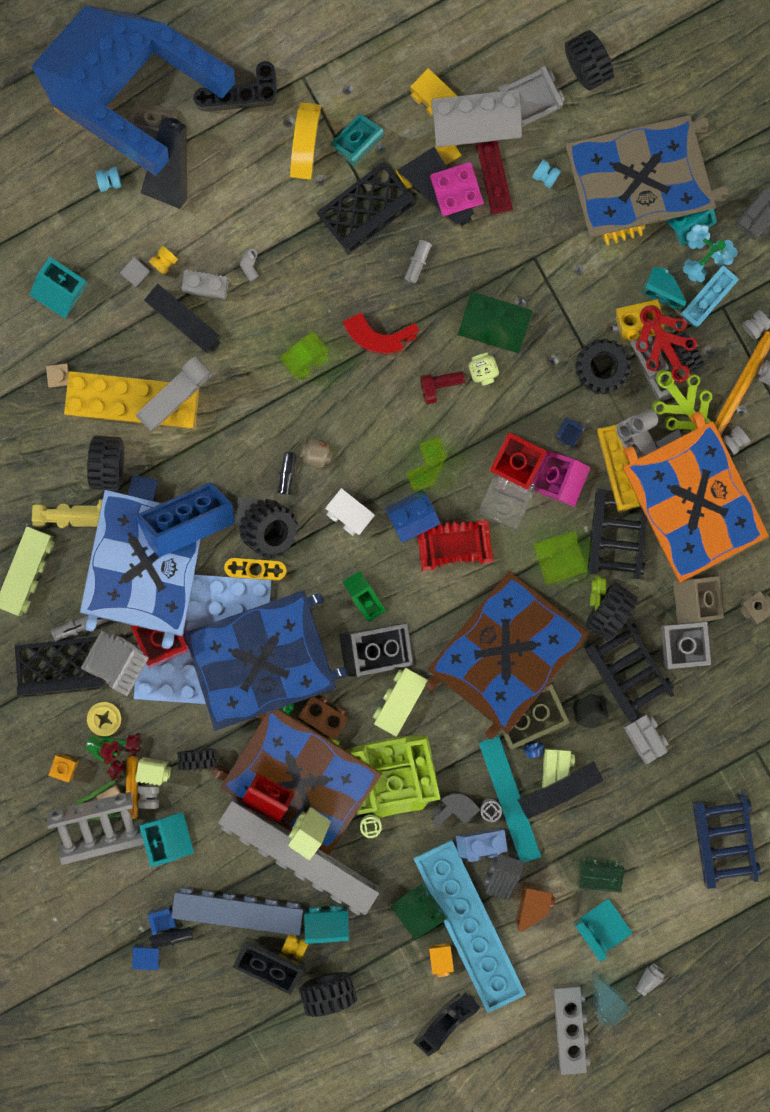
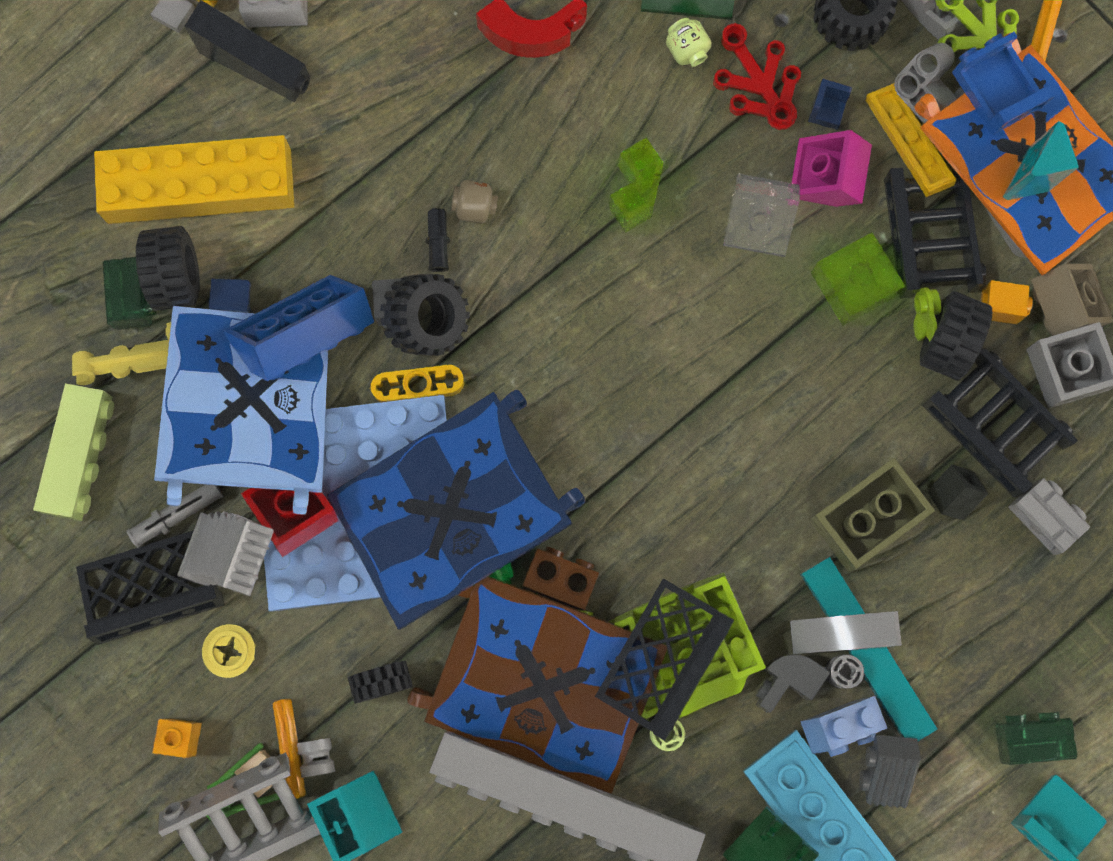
camera: 10 degrees left, 10 degrees down
(57, 287) = (64, 45): teal slope -> none
(57, 375) = (81, 169): tan plate -> none
(74, 470) = (123, 295): none -> clear green brick
(106, 752) = (238, 694): dark red plant -> none
(153, 771) = (315, 715): yellowish green brick -> none
(172, 396) = (254, 142): light grey beam -> none
(268, 797) = (499, 719): red slope -> none
(304, 356) = (431, 68): clear neon green brick -> none
(308, 833) = (574, 760): yellowish green brick -> none
(350, 512) = (539, 273): white brick -> none
(363, 596) = (585, 390): green slope -> none
(376, 649) = (619, 464): black slope -> none
(387, 798) = (691, 673): none -> black fence
(399, 701) = (670, 532): yellowish green brick -> none
(412, 515) = (634, 259): blue slope -> none
(431, 383) = (617, 78): dark red piece -> none
(455, 543) = (702, 290): red piece -> none
(495, 787) = (845, 632): none -> light grey slope
(507, 653) = (815, 430): flag -> none
(518, 460) = (768, 150): red slope -> none
(527, 405) = (759, 81): none -> red plant
(533, 749) = (886, 566): blue plate -> none
(533, 905) = (947, 807): dark orange slope -> none
(556, 764) = (930, 591): yellowish green brick -> none
(560, 790) = (945, 619): black slope -> none
(653, 592) = (1008, 301): none -> light orange brick
(682, 449) = (1000, 84): none -> blue panel
(692, 513) = (1044, 164): none -> teal slope
(736, 439) = (1069, 67): light grey wheel -> none

